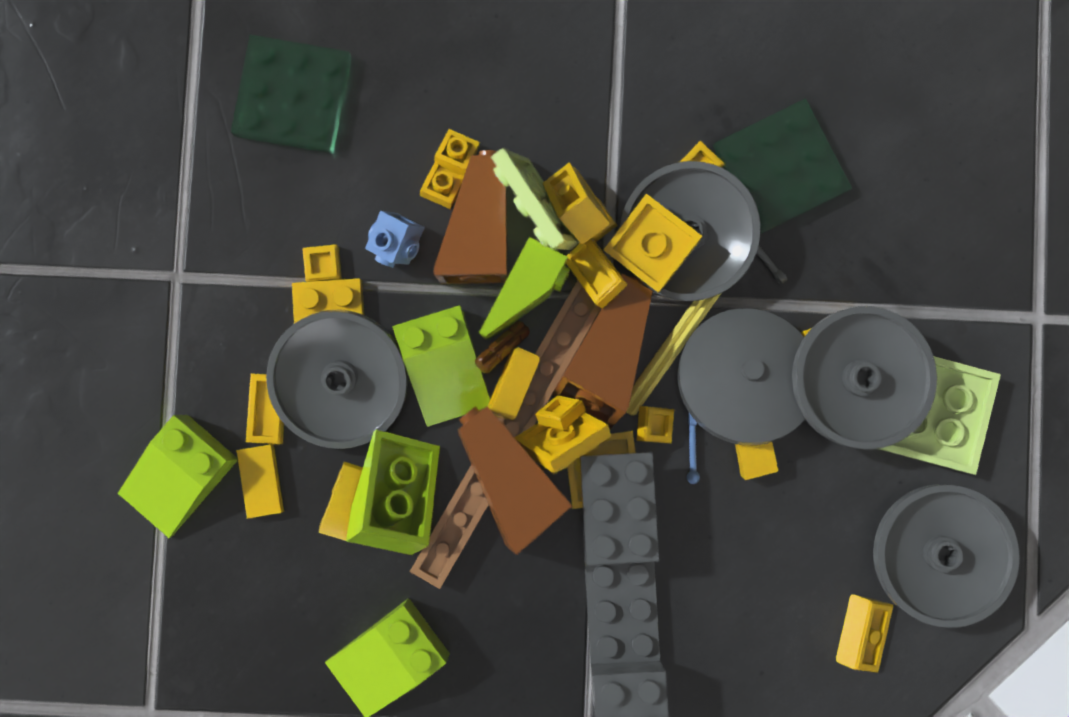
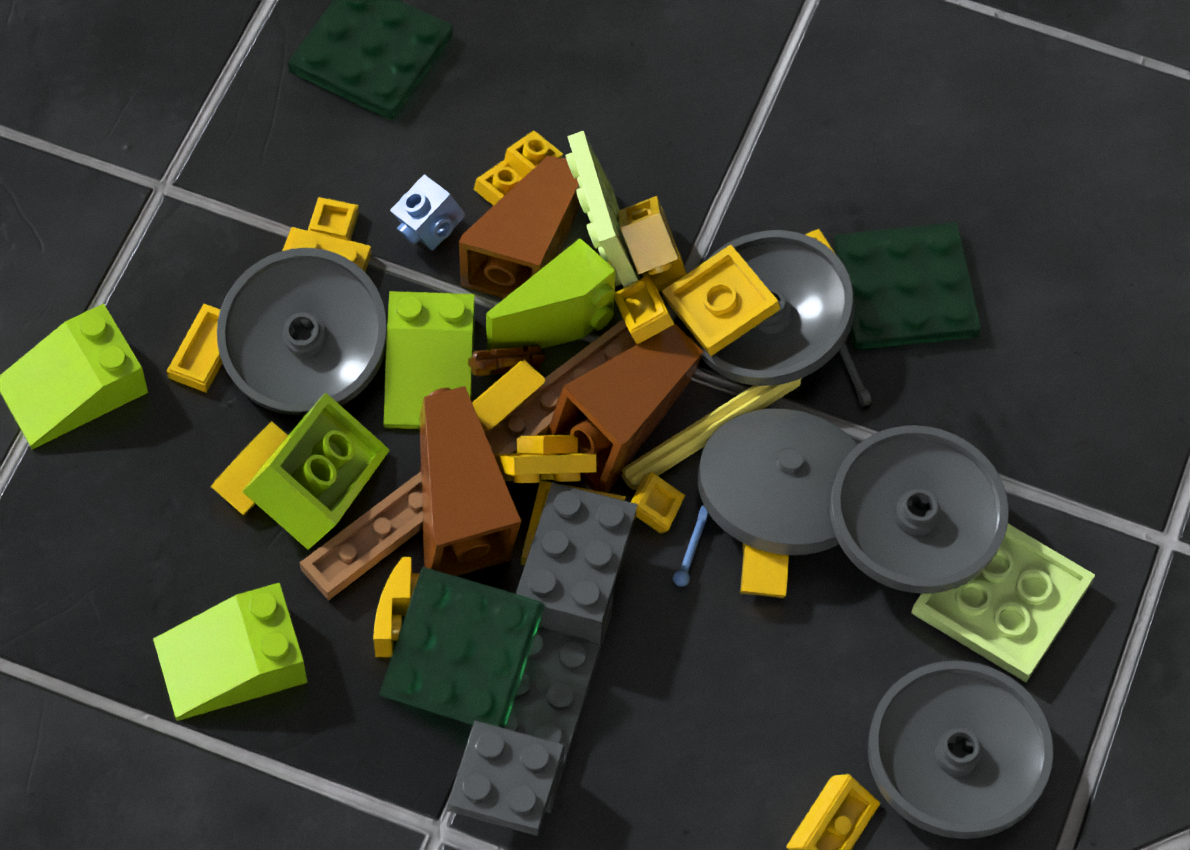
camera: 15 degrees right, 25 degrees down
(260, 481) = (164, 419): yellow tile -> none
(493, 571) = (392, 606): none -> yellow slope
(560, 610) = (462, 649): none -> clear green plate

